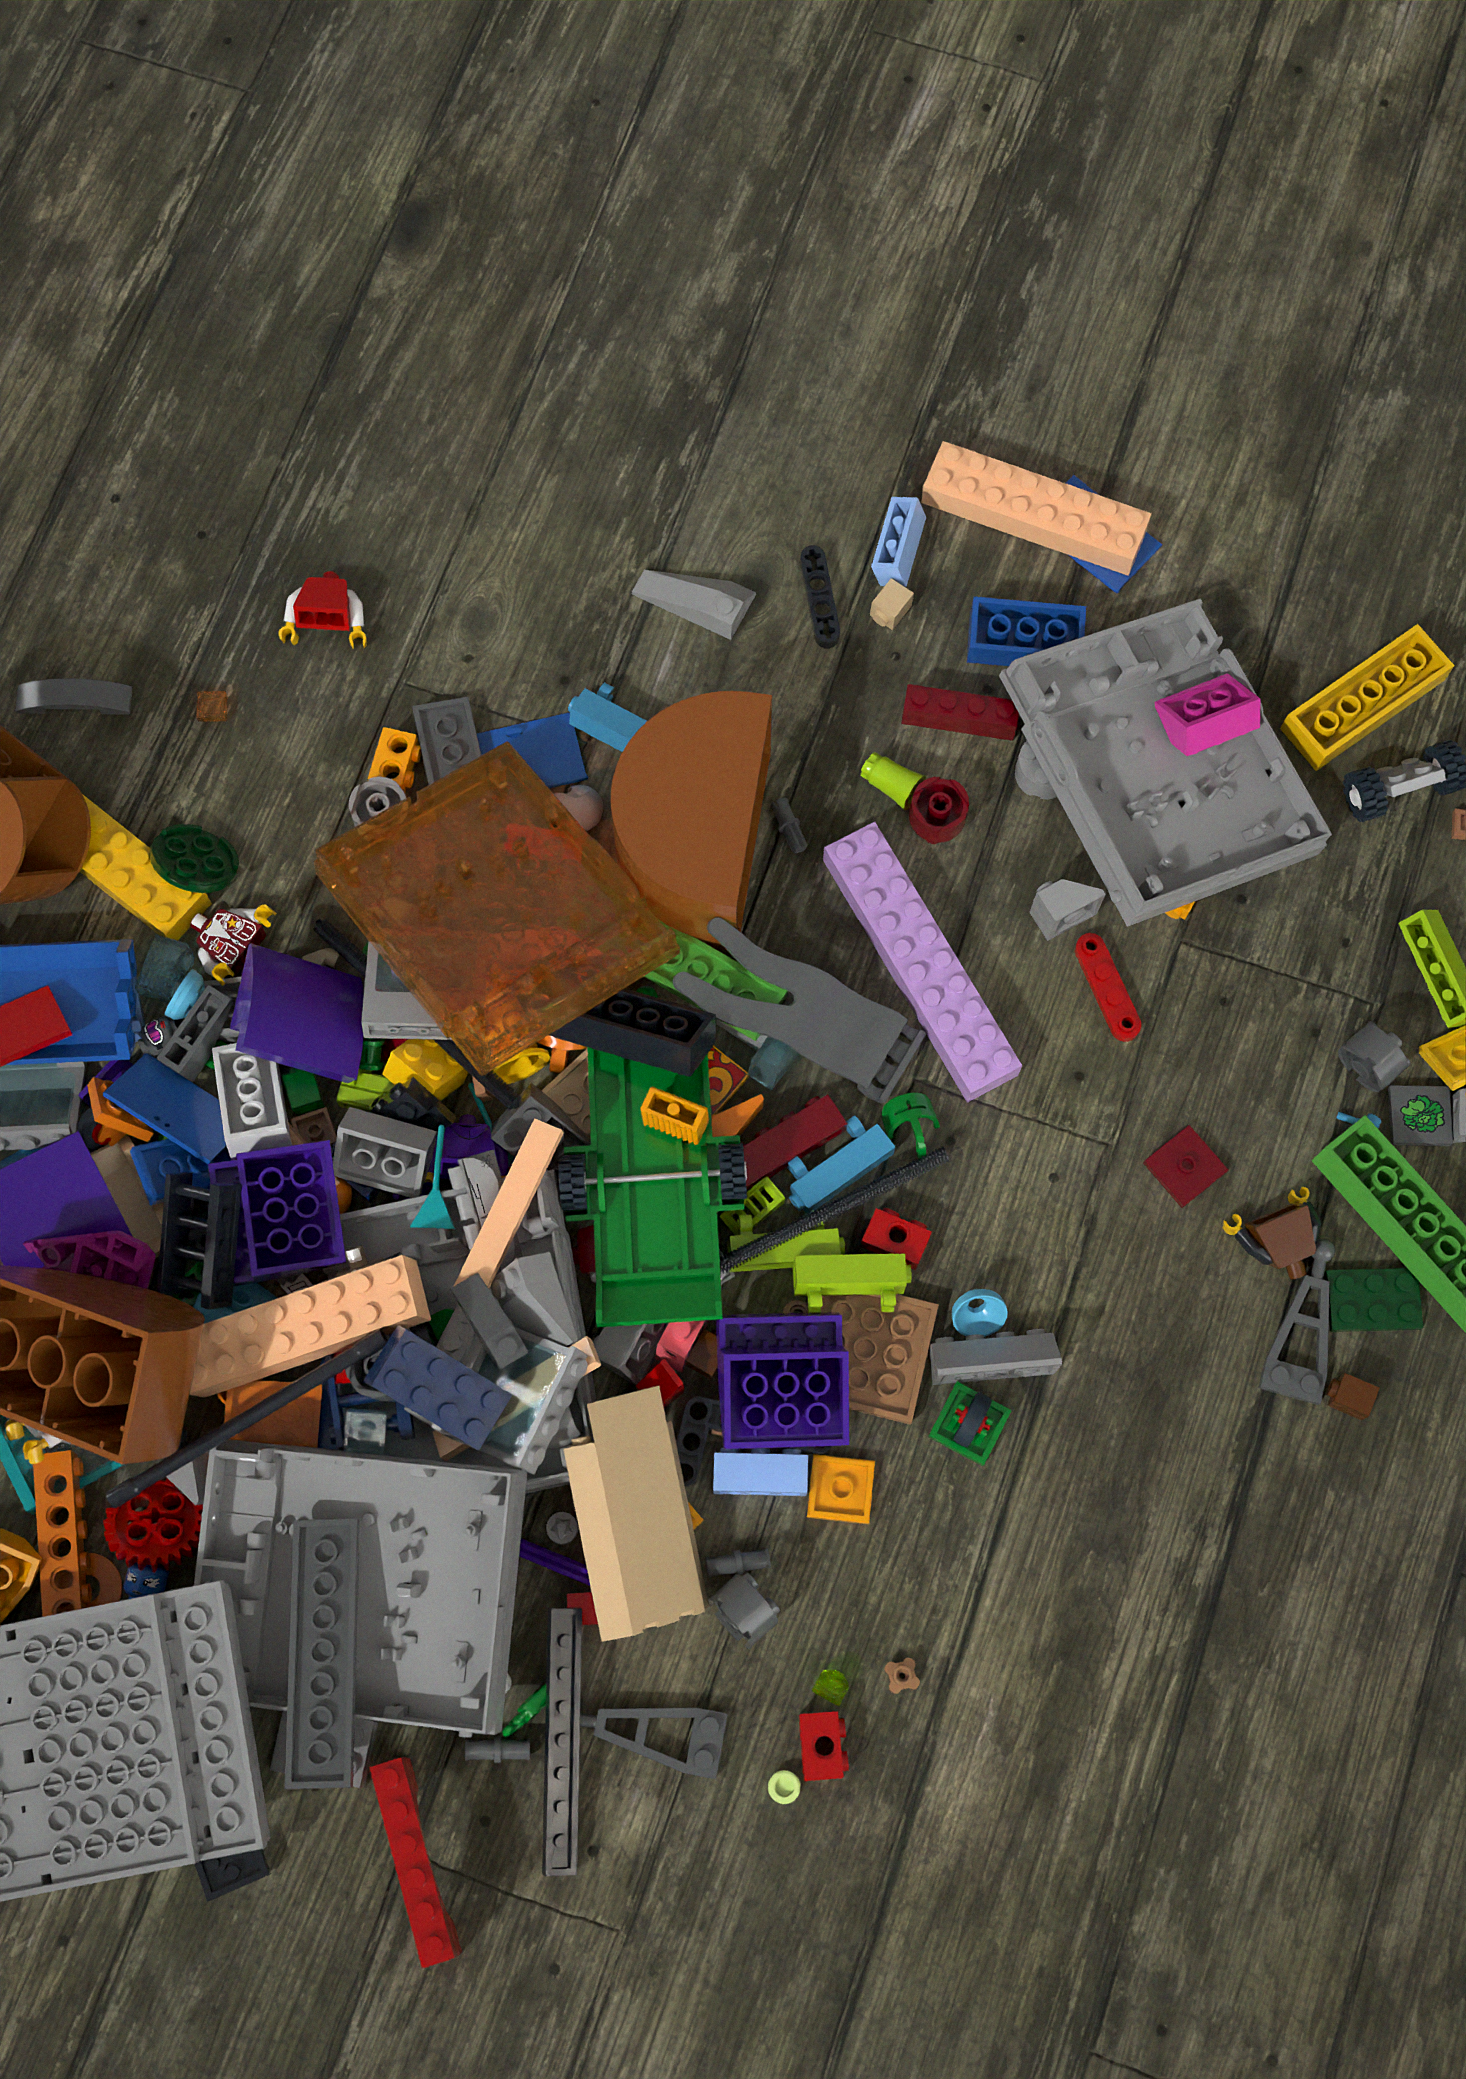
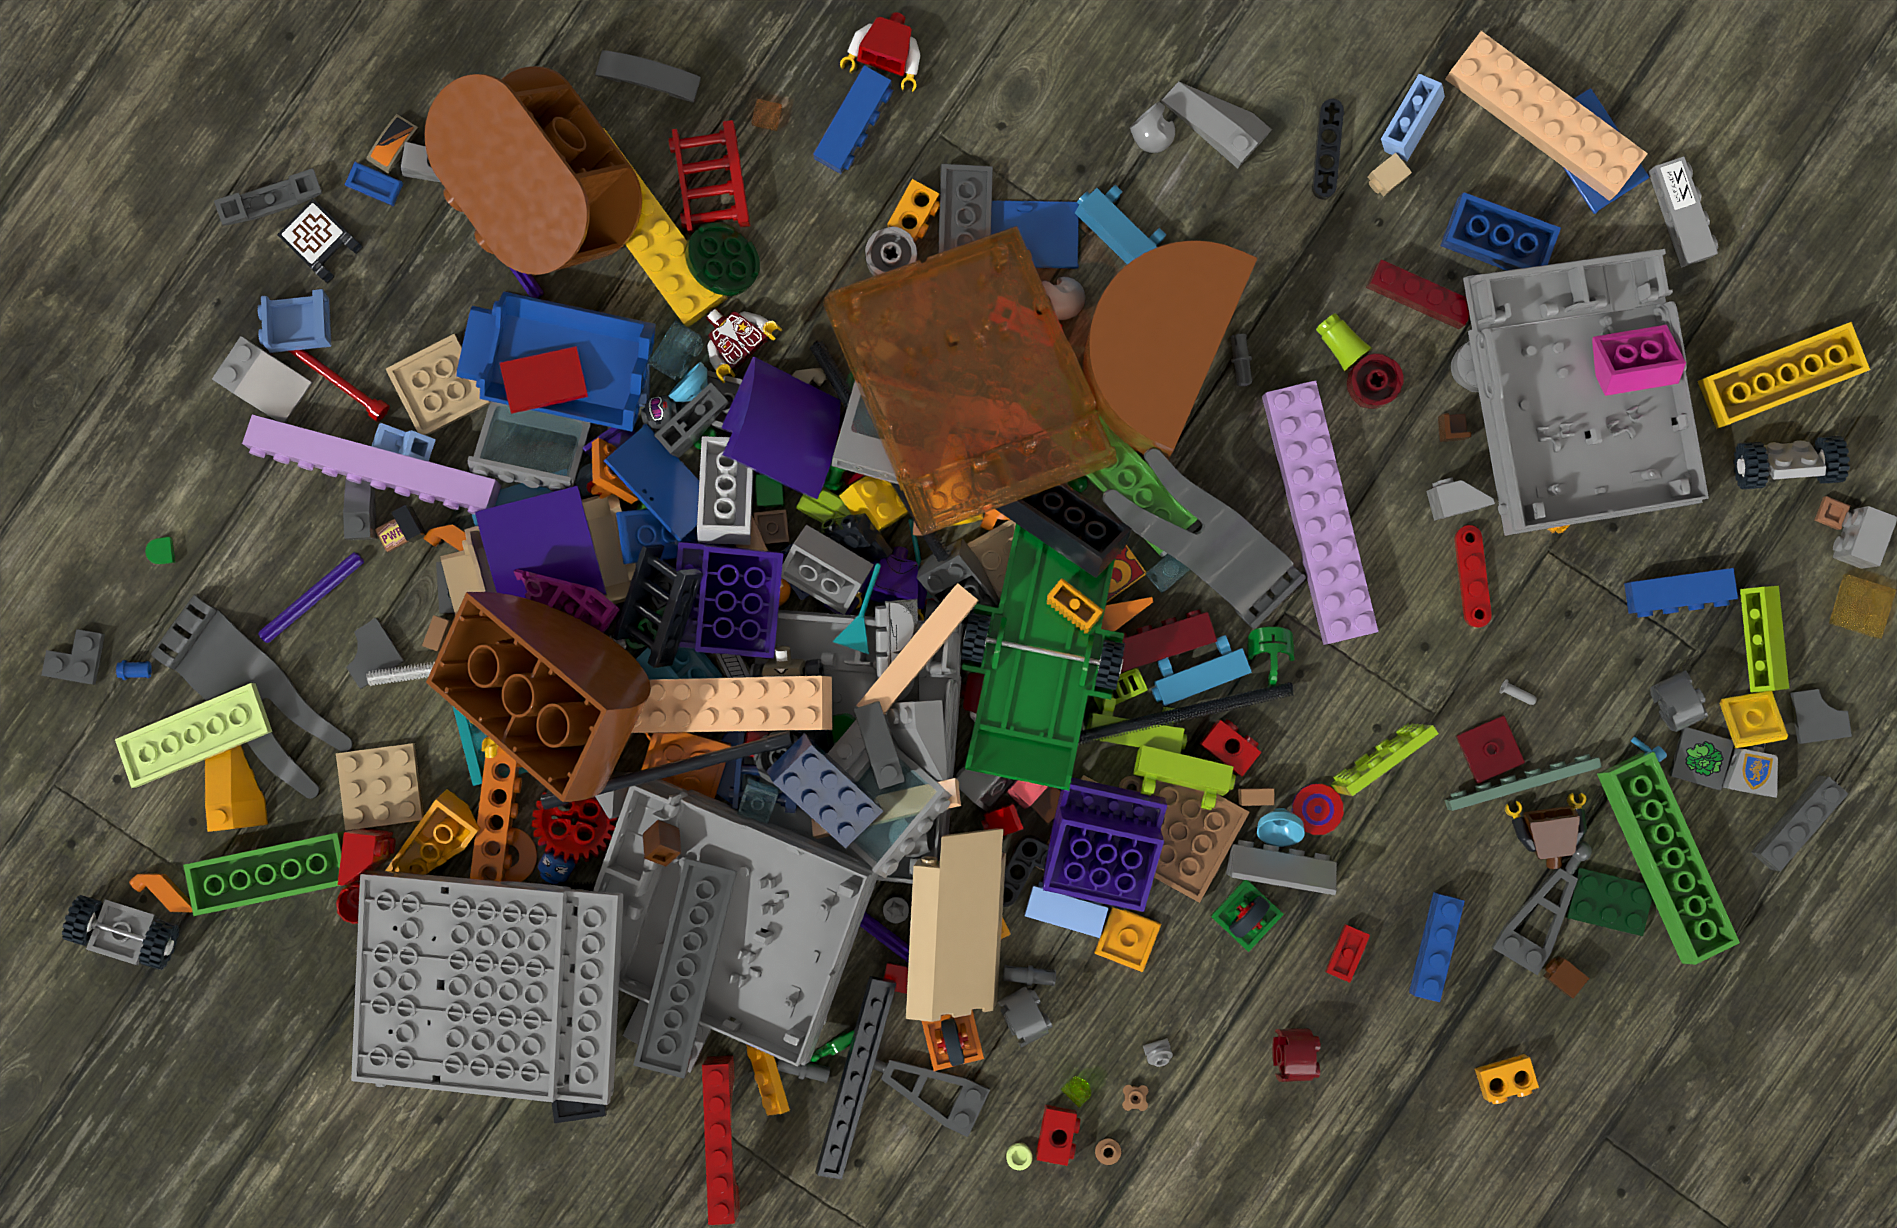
camera: 15 degrees right, 15 degrees up
(182, 761) = (729, 162): none -> red fence
(262, 1511) = (661, 843): none -> reddish brown panel
(306, 687) = (853, 120): none -> blue brick
(456, 1771) = (768, 1081): none -> light orange plate
(630, 619) = (1152, 131): none -> light grey helmet
(667, 1663) = (952, 1041): none -> orange plate
(877, 1752) = (1108, 1143): none -> medium nougat plate
(914, 1614) = (1158, 1052): none -> light grey plate
(940, 1284) = (1255, 796): none -> medium nougat piece
(1016, 1280) = (1318, 808): none -> red tile
(1037, 838) = (1453, 427): none -> reddish brown panel
(1068, 1194) = (1386, 756): none -> lime plate
(1074, 1568) = (1296, 1055): none -> dark red brick
(1097, 1436) = (1347, 953): none -> red plate
(1196, 1098) = (1517, 693): none -> light grey piece
(1196, 1400) = (1436, 947): none -> blue brick
(1208, 566) = (1683, 211): none -> light grey brick
(1242, 1185) = (1532, 779): none -> sand green plate
(1322, 1527) = (1506, 1071): none -> light orange brick
(1336, 943) = (1680, 591): none -> blue brick

